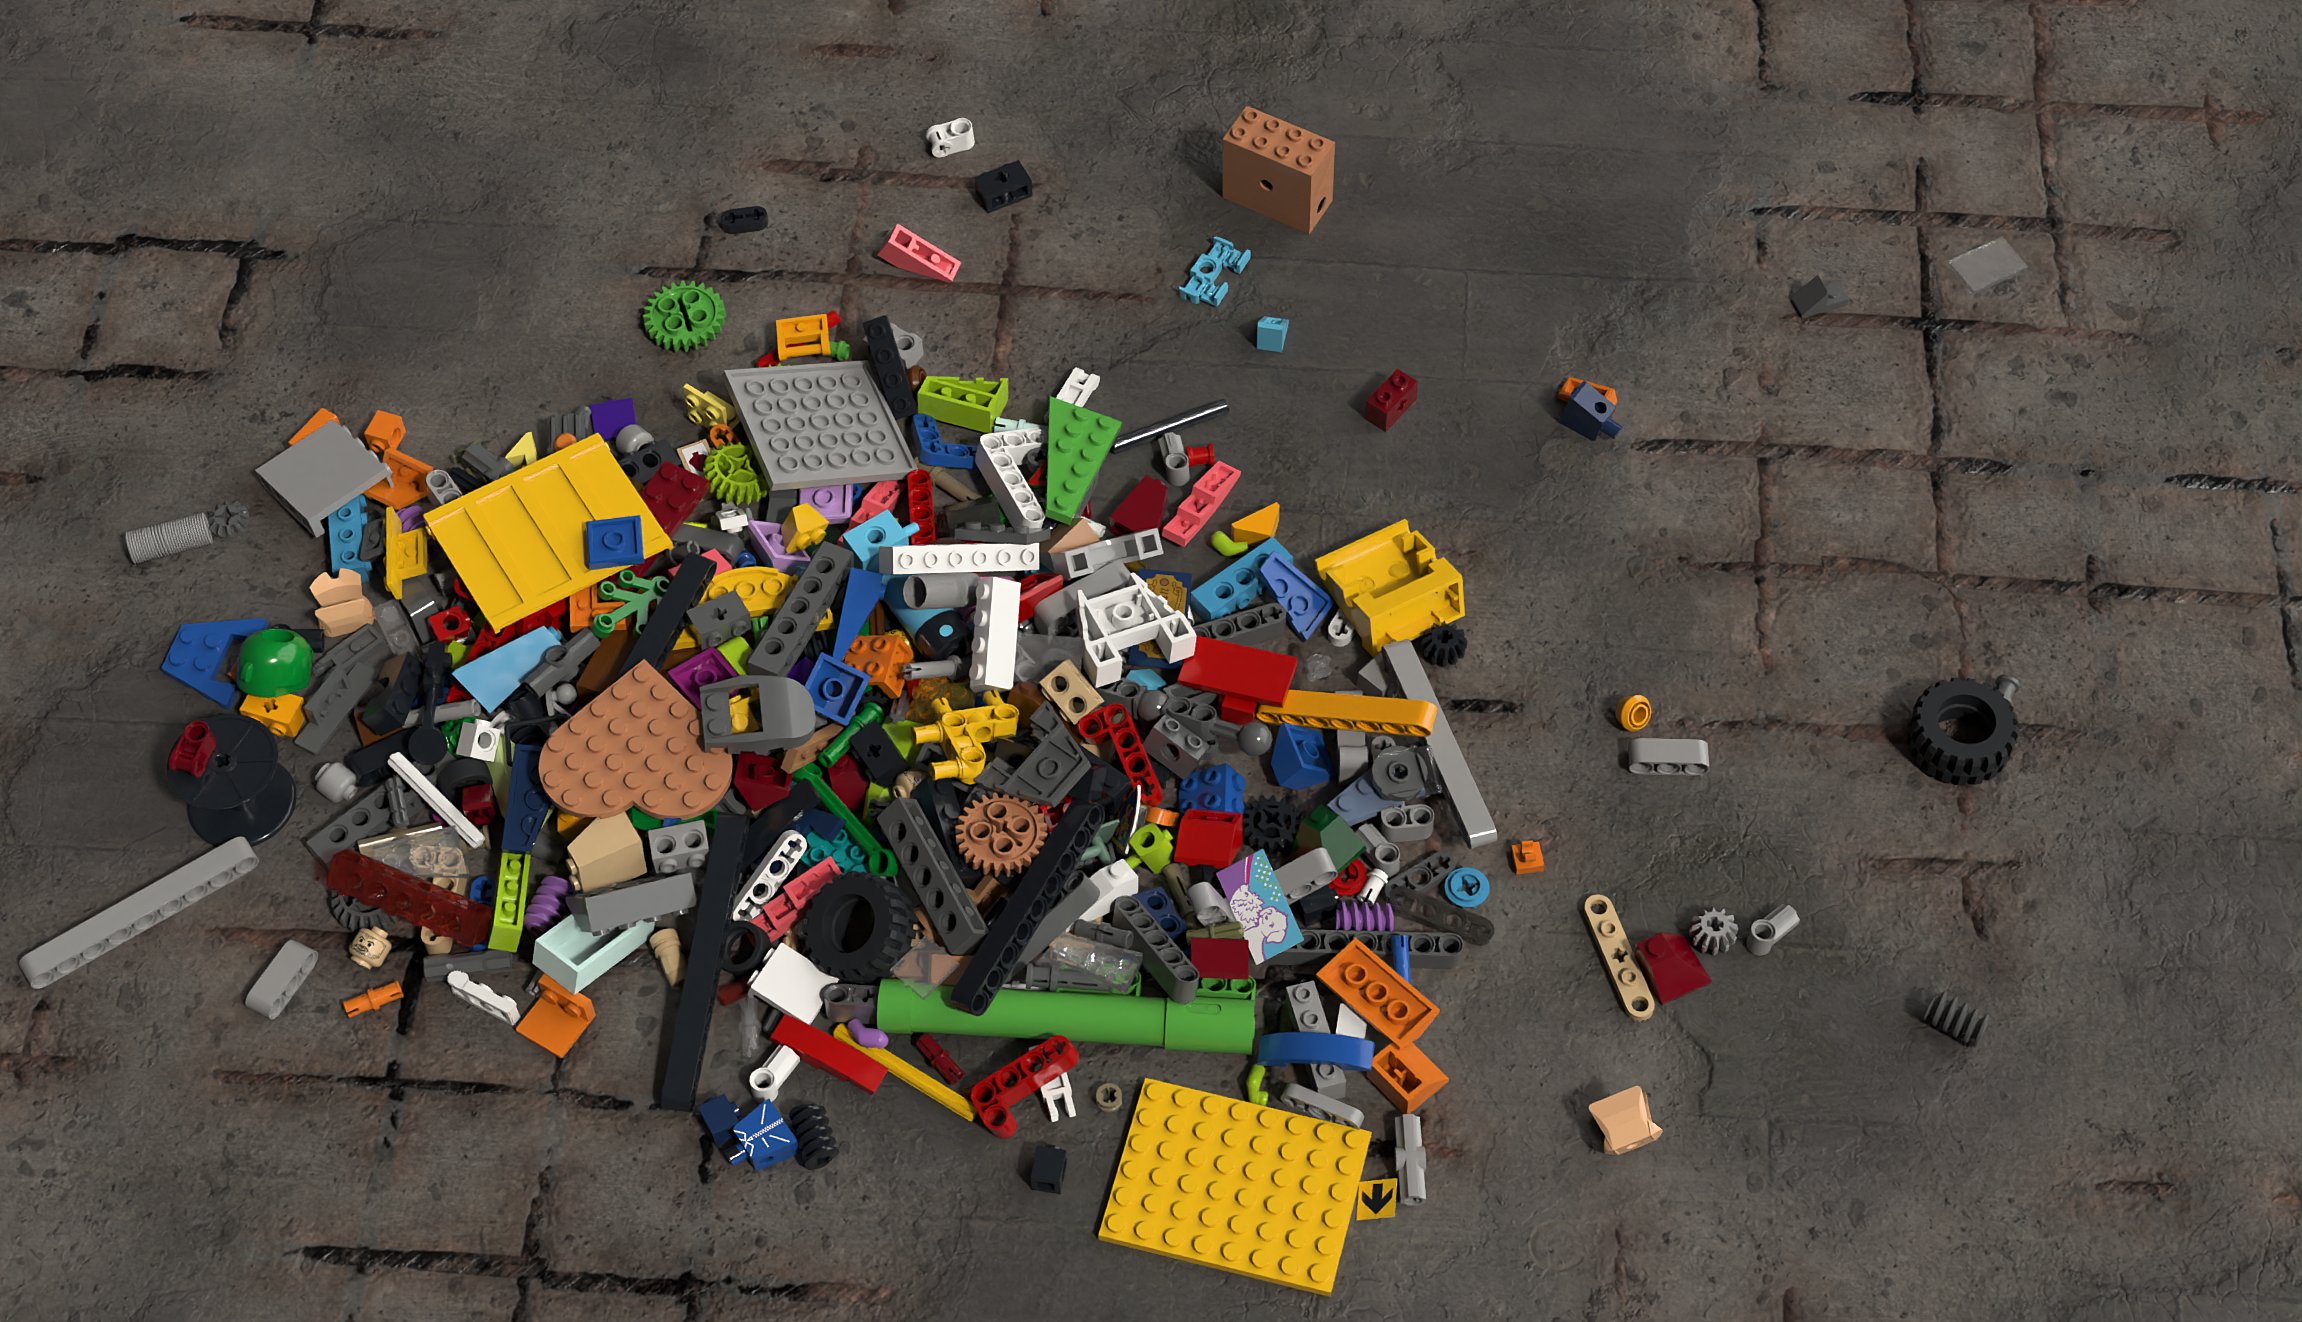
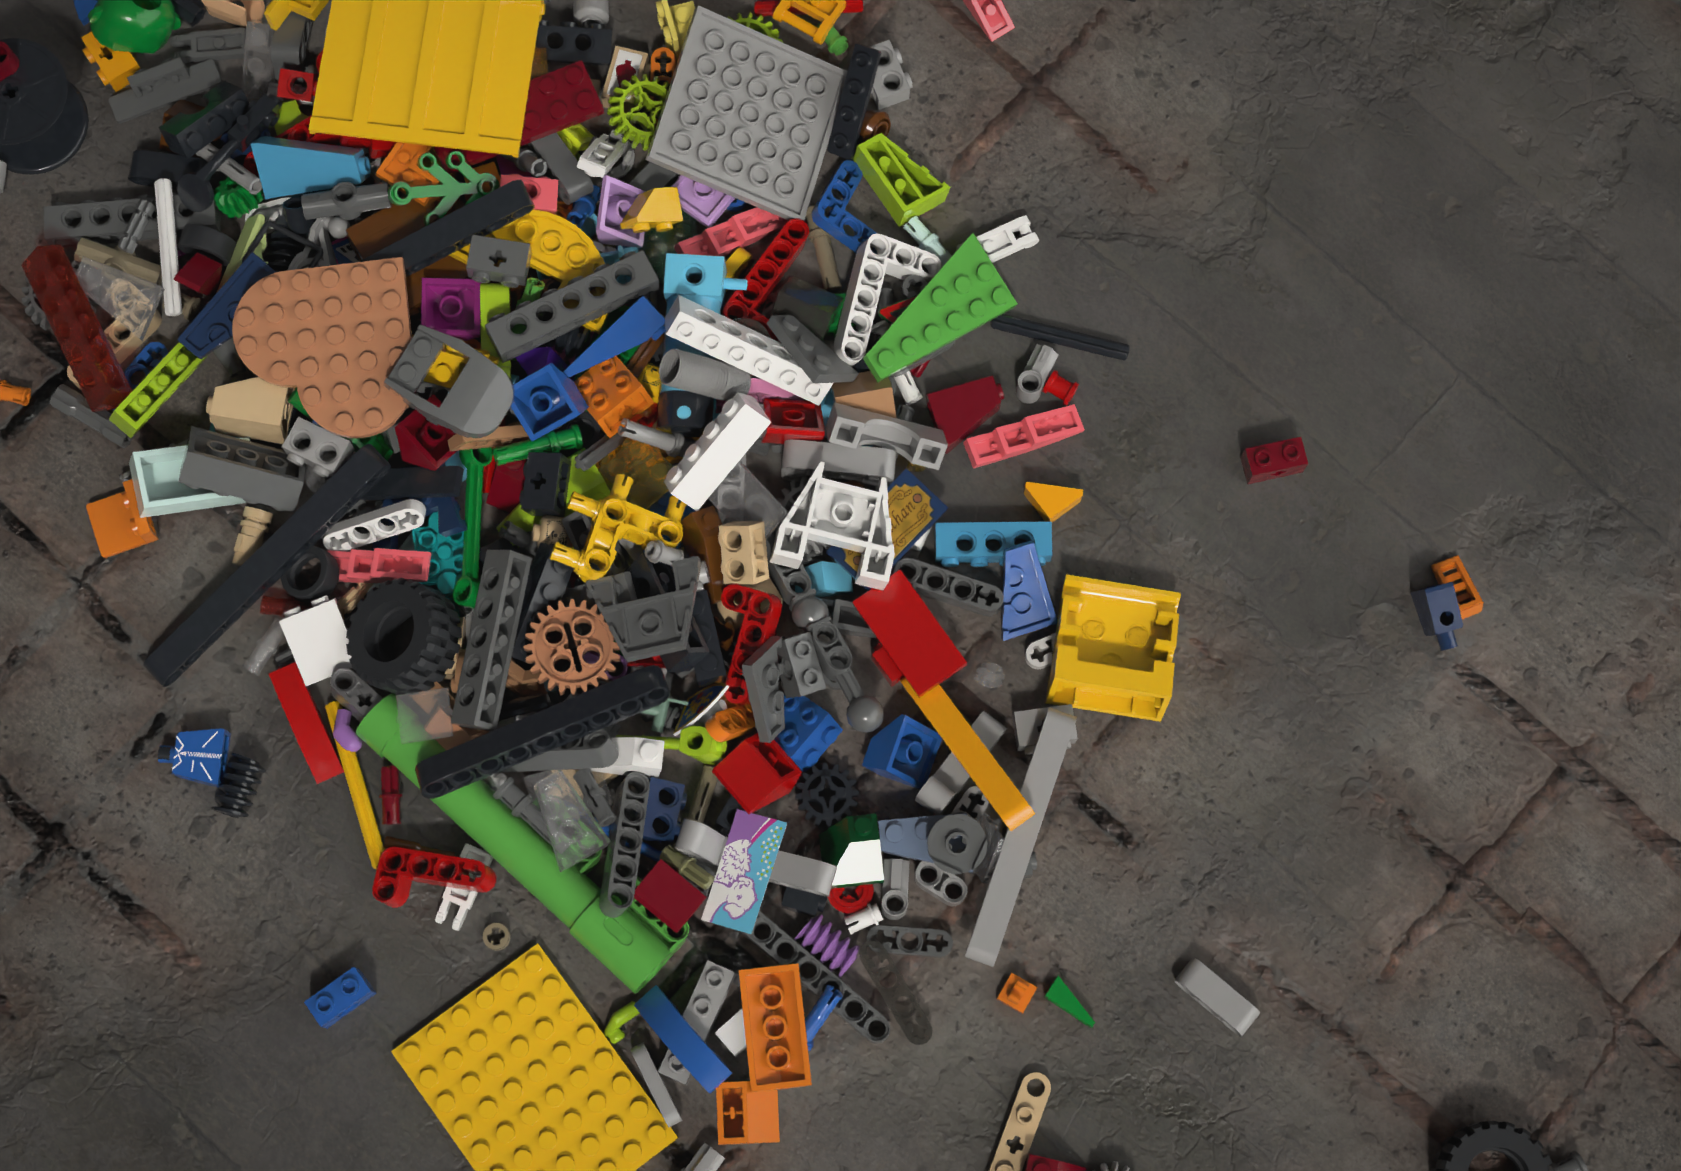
camera: 35 degrees right, 20 degrees up
(336, 782) = (111, 164): light grey head -> none
(370, 947) = (27, 342): tan head -> none
(468, 740) = (238, 228): white brick -> none
(483, 997) = (81, 455): white hinge -> none
(546, 904) = (186, 414): medium lavender piece -> none
(615, 542) = (469, 118): blue tile -> none
(719, 1118) = (179, 712): dark blue brick -> none
(773, 1072) = (253, 704): white piece -> none
(1009, 727) = (658, 552): none -> light grey pin
(1025, 1224) = (340, 997): none -> blue brick
(1049, 1169) = (397, 963): black brick -> none
(1161, 763) = (762, 678): none -> dark grey wing
(1214, 260) = (1246, 191): medium azure piece -> none
(1227, 546) = (1010, 494): lime arm -> none
(1271, 333) = (1229, 307): medium azure slope -> none
(1278, 169) = (1362, 149): nougat gear -> none
(1444, 643) = (1116, 748): black gear -> none
(1471, 878) = (954, 975): dark azure gear -> none
(1569, 836) = (1063, 998): none -> green piece
(1633, 712) = (1222, 932): light orange cone -> none

